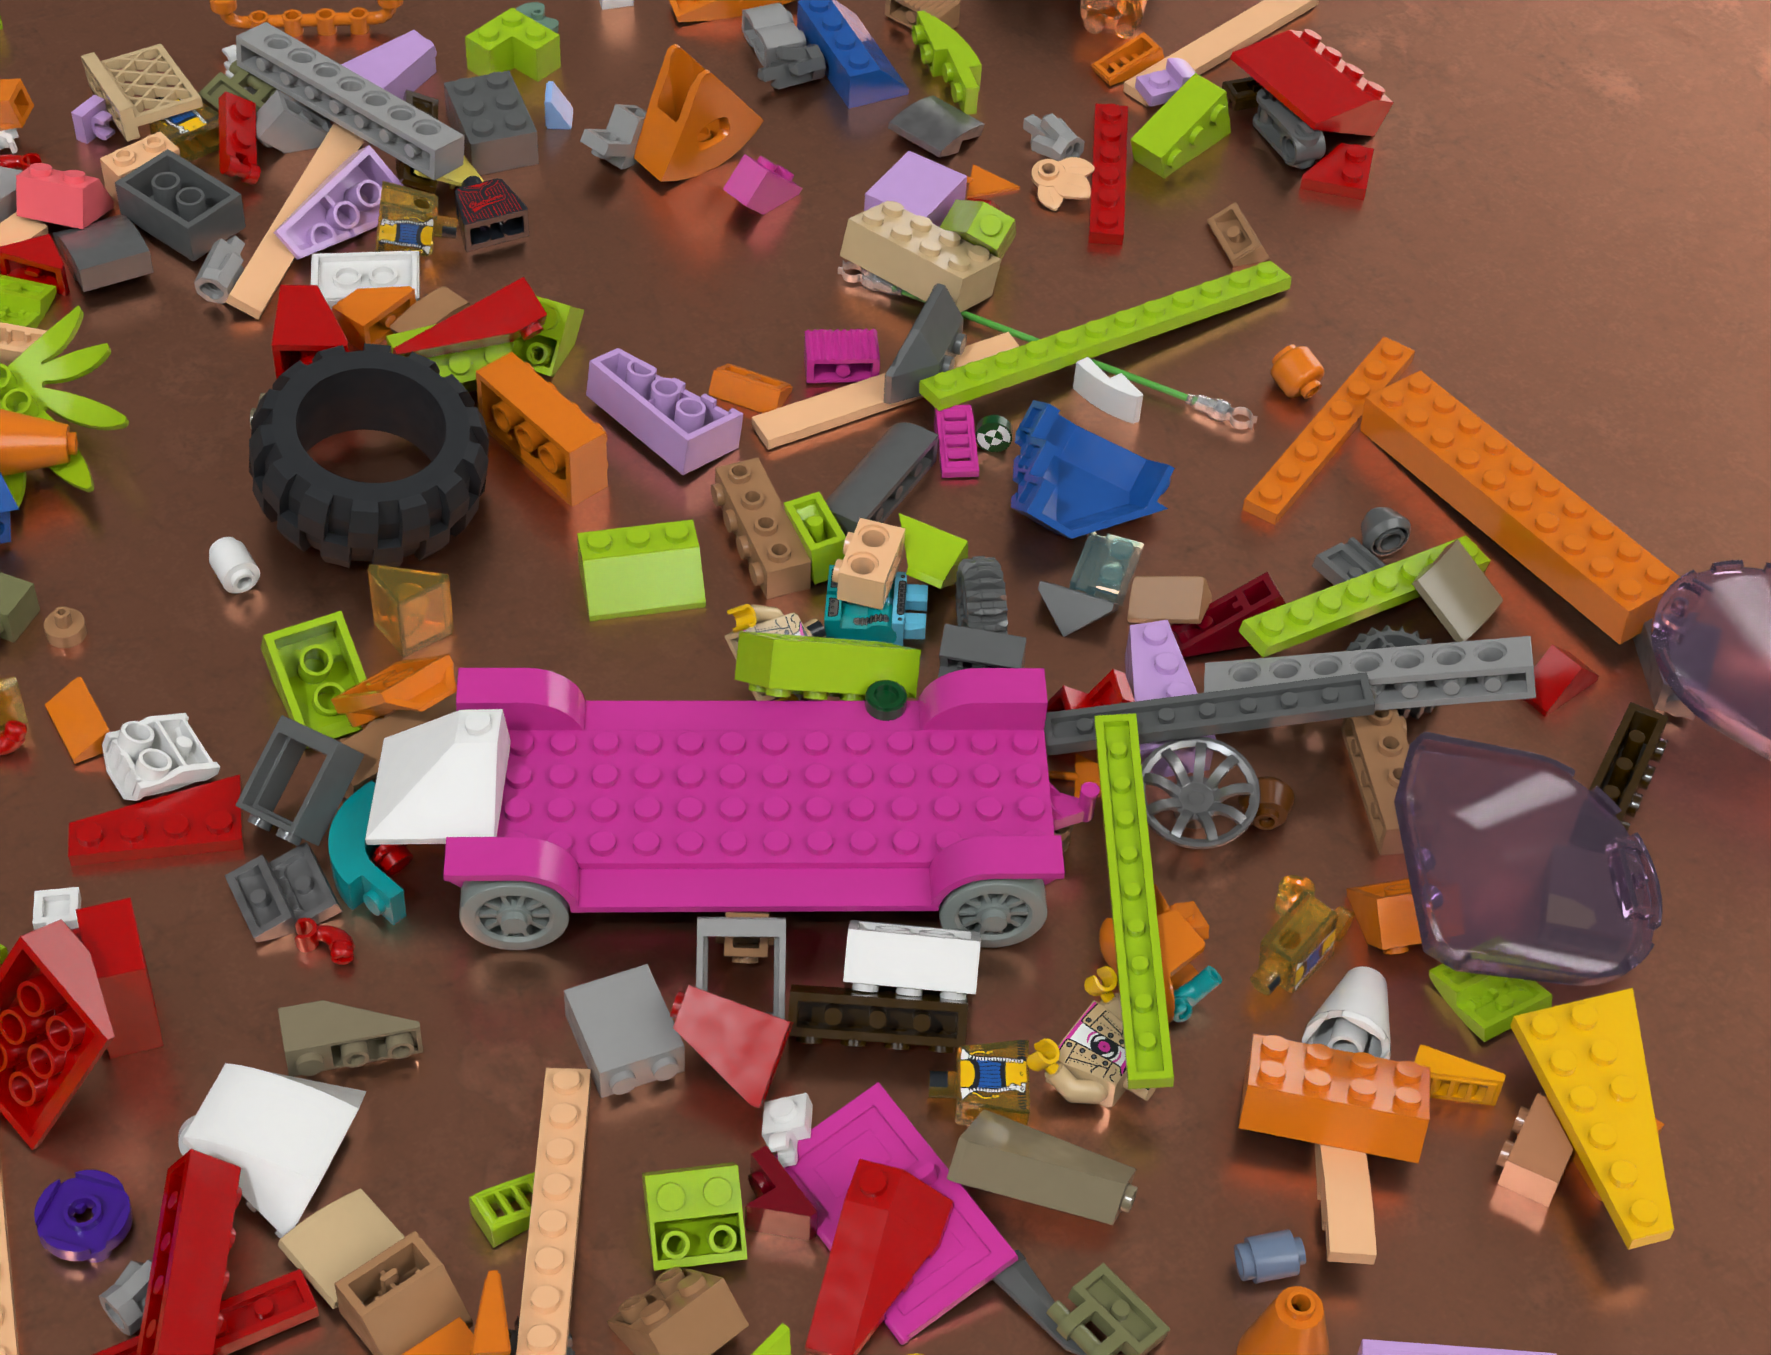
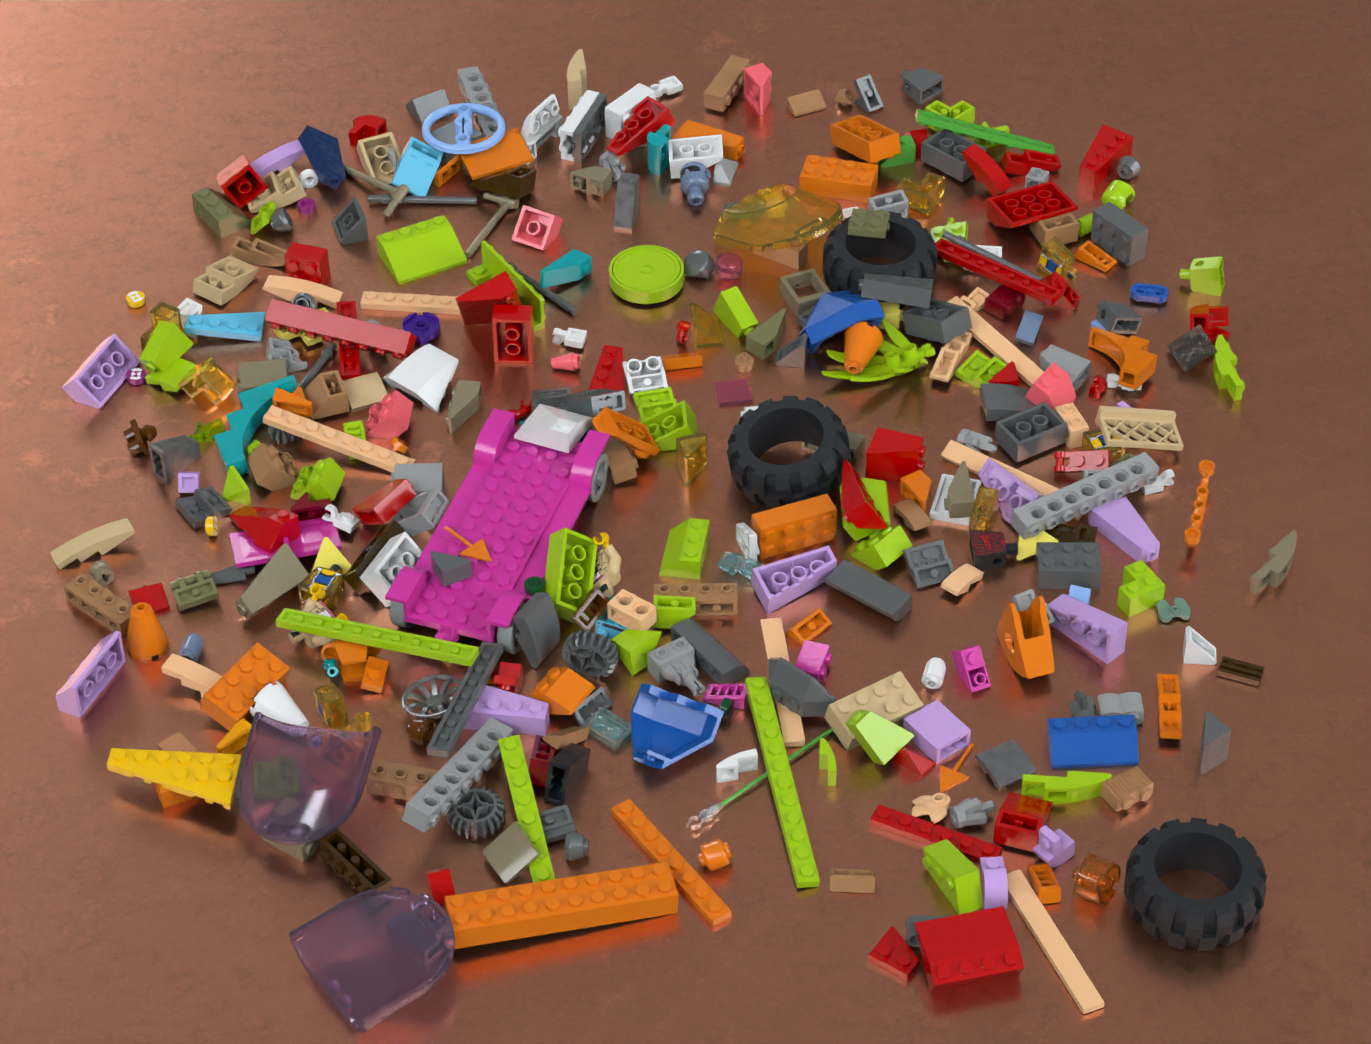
camera: 115 degrees right, 5 degrees down
(27, 546) = (794, 353): none -> dark grey slope
(147, 900) = (566, 362): none -> coral cone
(157, 627) = (733, 392): none -> clear pink piece
(236, 725) = (653, 401): none -> lime slope
(368, 254) = (960, 494): none -> dark tan slope
(429, 1161) = (389, 416): none -> coral slope
(515, 1110) = (398, 445): none -> orange tile
(549, 271) = (928, 563): none -> dark grey slope
(571, 233) = (960, 580): none -> light nougat slope
(596, 486) = (747, 540): none -> white wing
(624, 73) = (1089, 627): none -> lavender wedge
(650, 493) = (735, 562): none -> clear light blue slope
(652, 312) = (870, 590): none -> dark grey brick
(794, 222) = (934, 673): none -> white brick
(842, 802) = (475, 551): none -> orange piece
(870, 627) = (600, 598): none -> reddish brown slope
(915, 1096) = (330, 555): none -> light yellow piece
(933, 811) = (450, 568): none -> dark grey slope
(937, 500) = (675, 663): none -> light grey brick
(1039, 84) = (1020, 821): none -> red slope
(1046, 291) = (827, 761): none -> lime slope
(1076, 50) = (1054, 847): none -> lavender brick
(1084, 627) = (562, 690): none -> orange slope
(1241, 562) = (565, 773): none -> black slope

